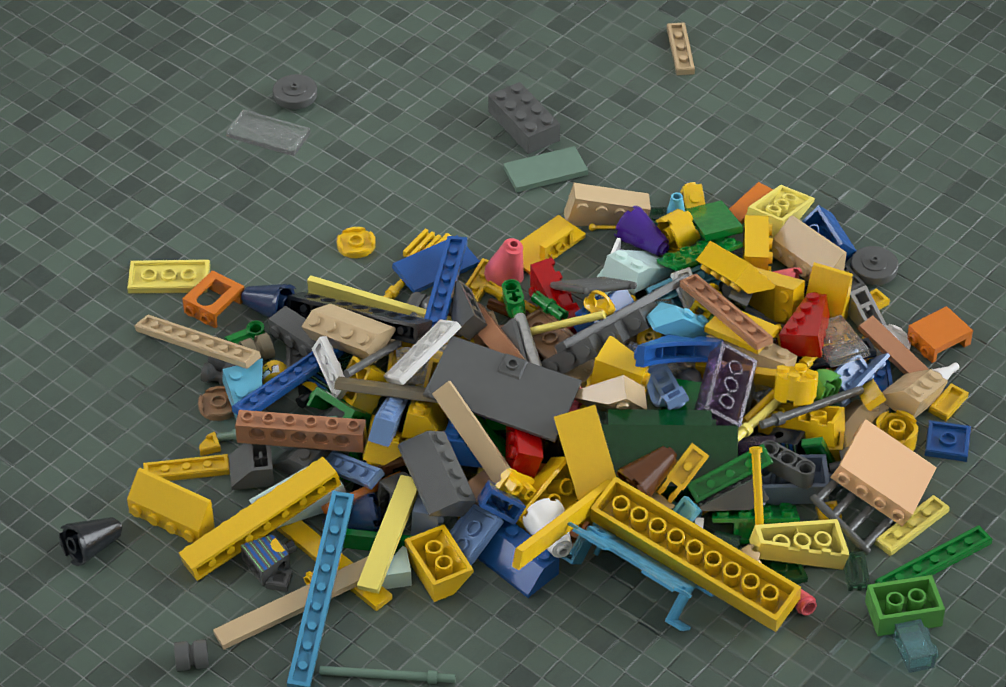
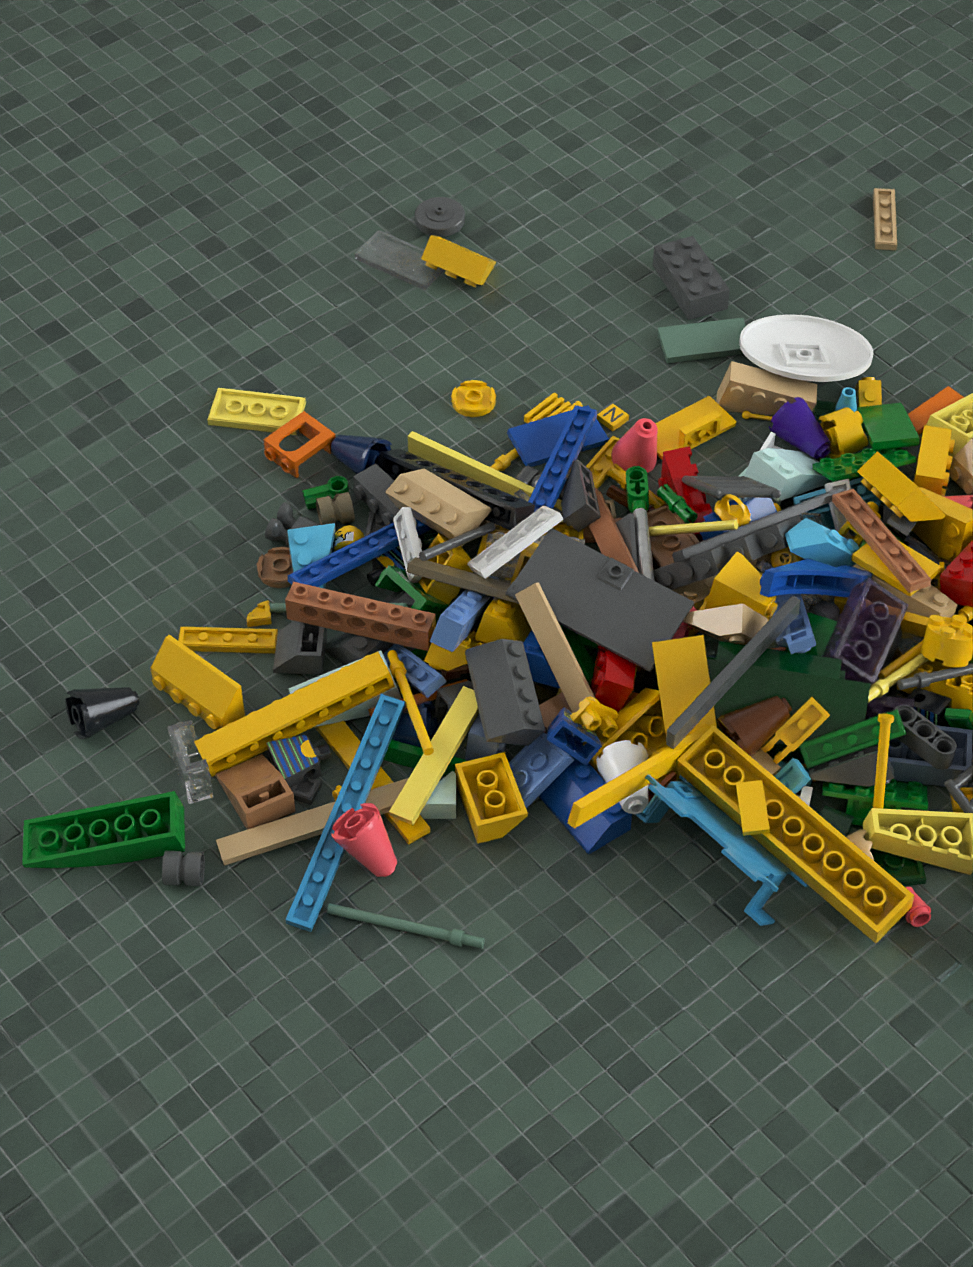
camera: 10 degrees right, 5 degrees up
(118, 637) = (106, 833): none -> green slope
(183, 581) = (195, 775): none -> clear panel
(198, 341) = (269, 493): tan tile -> none
(240, 586) = (257, 791): none -> medium nougat slope
(319, 127) = (457, 261): none -> yellow slope
(342, 472) = (398, 671): none -> yellow bar
(343, 608) = (366, 839): none -> coral cone
(479, 243) = (613, 417): none -> yellow tile
(624, 431) = (732, 672): none -> dark grey tile
(633, 164) = (806, 348): none -> white dish
(659, 537) = (752, 807): none -> yellow tile

